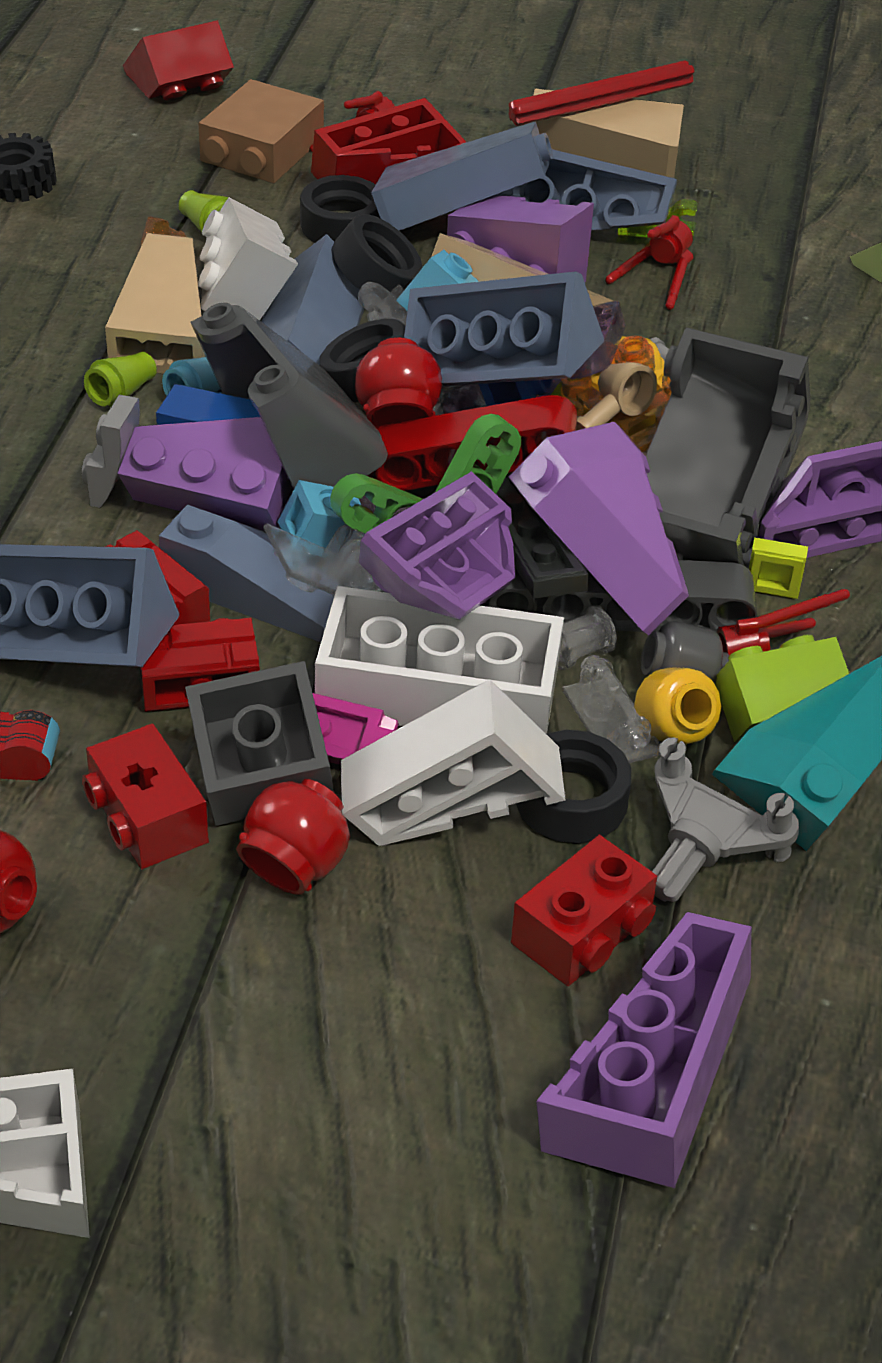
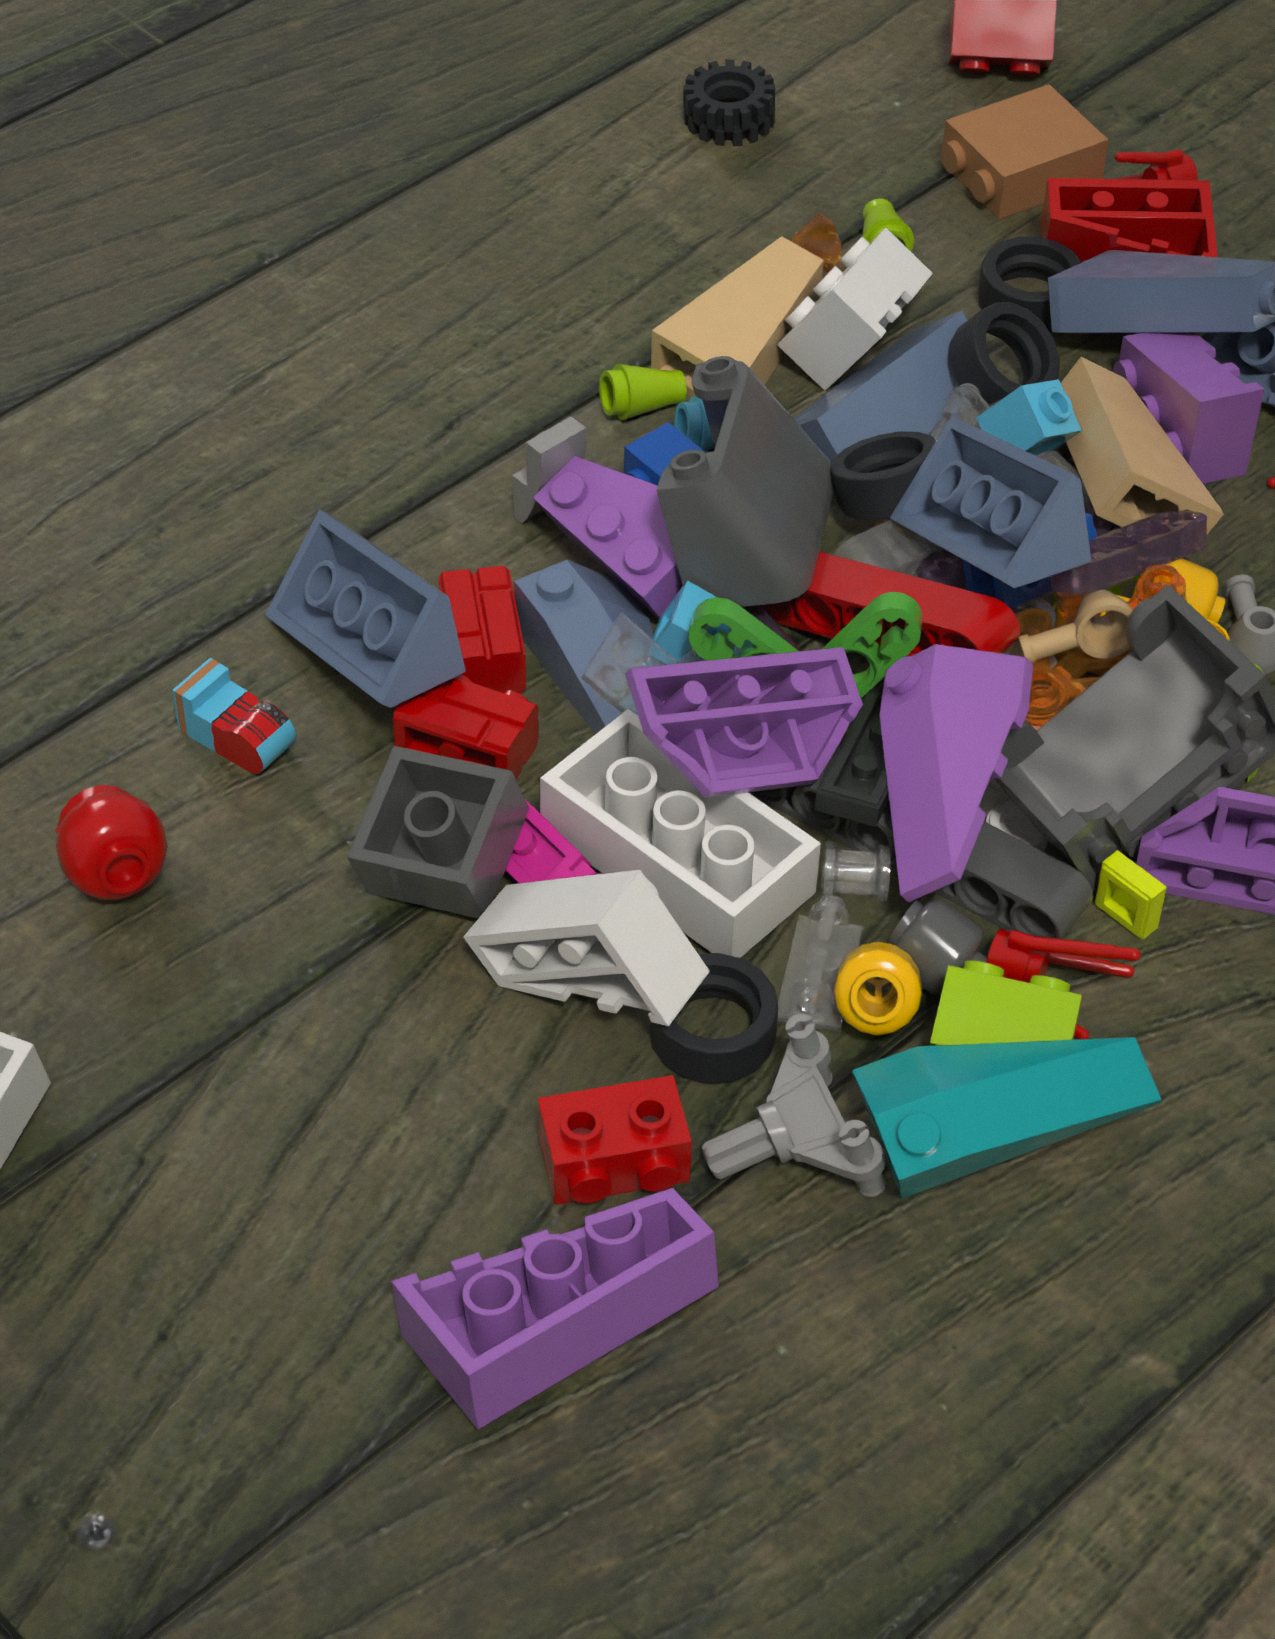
camera: 35 degrees right, 5 degrees up
(146, 796) = (314, 830): red brick -> none
(294, 835) = (406, 934): red piece -> none
(398, 382) = (867, 516): red piece -> none

